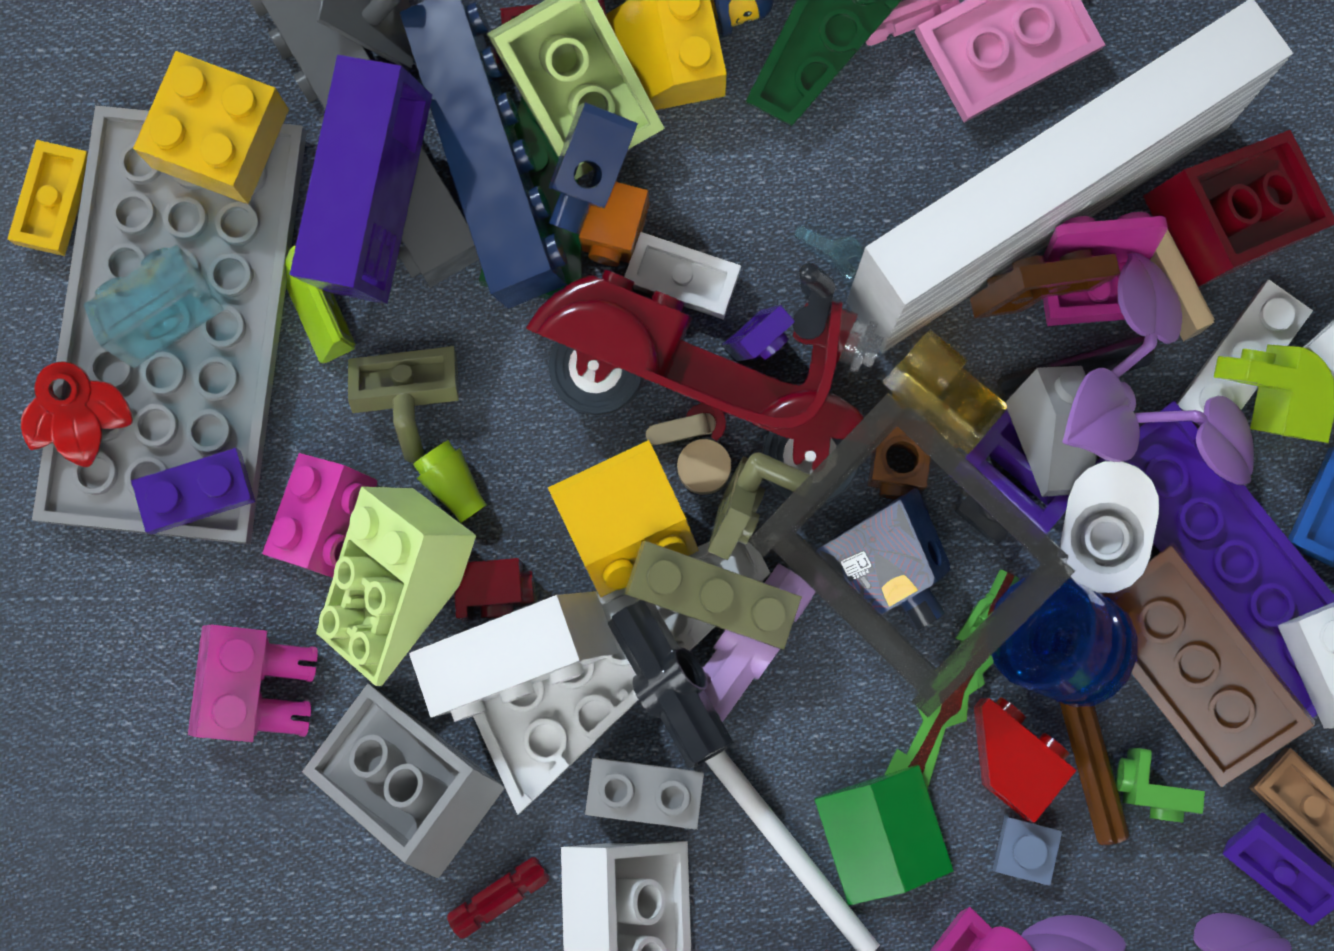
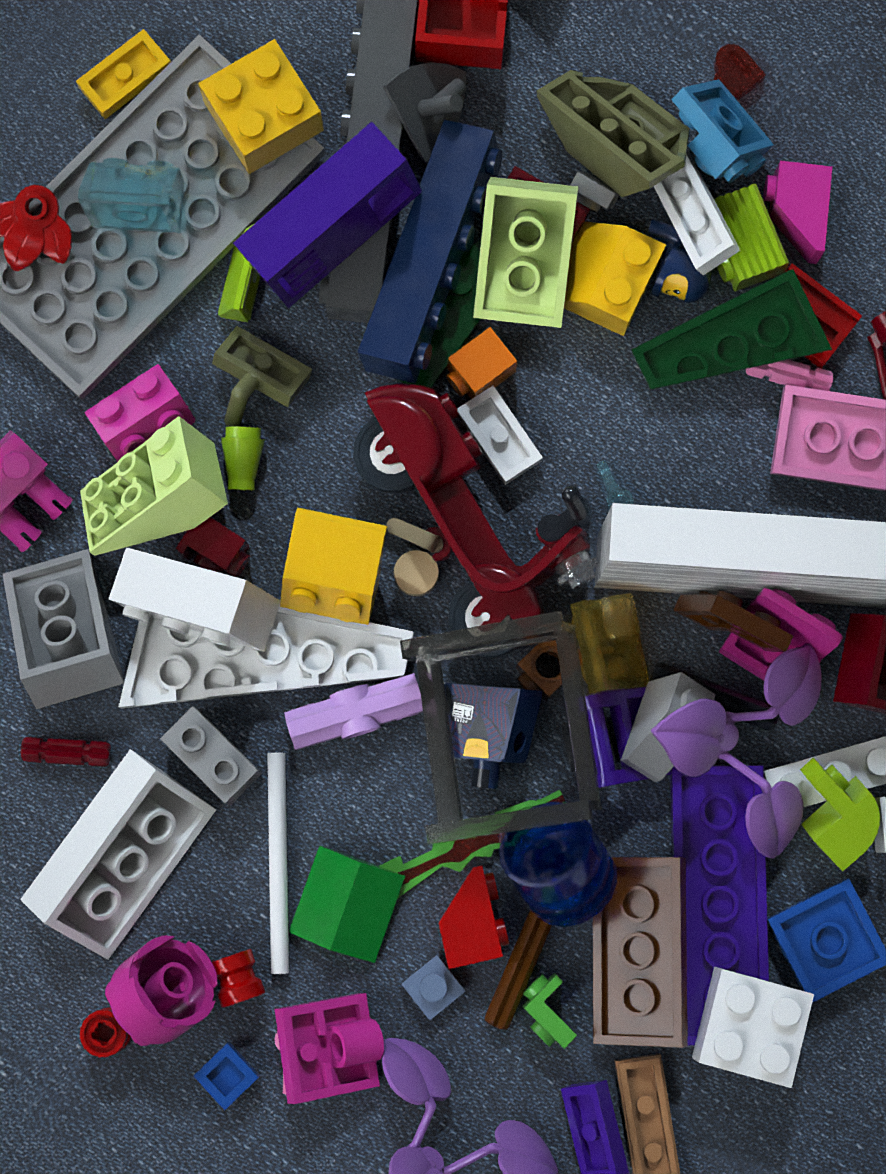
camera: 30 degrees right, 0 degrees up
(193, 491) = (70, 337): dark purple plate -> none
(601, 142) = (501, 301): dark blue torso -> none
(670, 683) = (280, 695): black piece -> none
(712, 595) = (351, 659): olive plate -> none
(742, 497) = (421, 614): olive plate -> none
(760, 335) = (516, 513): dark purple plate -> none
(1110, 526) = (649, 814): white piece -> none
(1195, 311) = (821, 718): tan tile -> none

